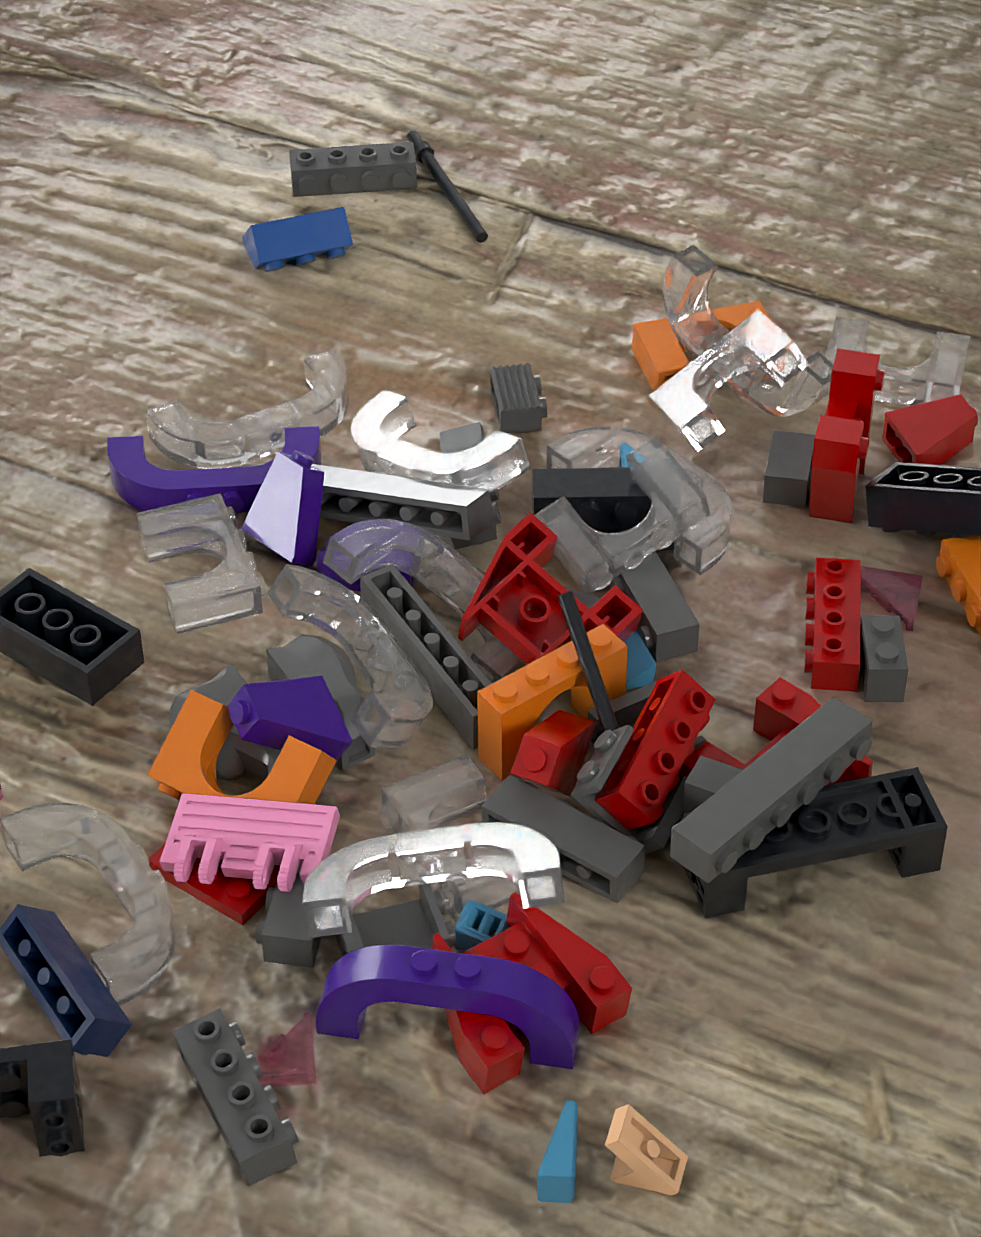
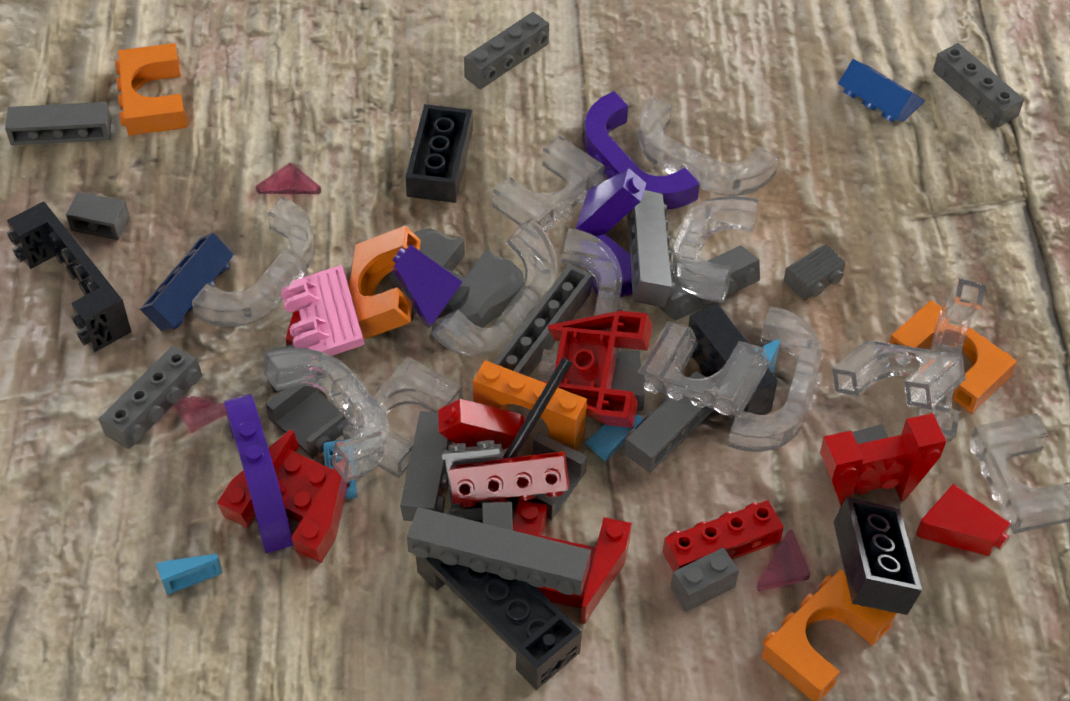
camera: 60 degrees right, 10 degrees up
(425, 154) = (1031, 114): black bar -> none
(643, 1154) = (206, 612): light nougat slope -> none

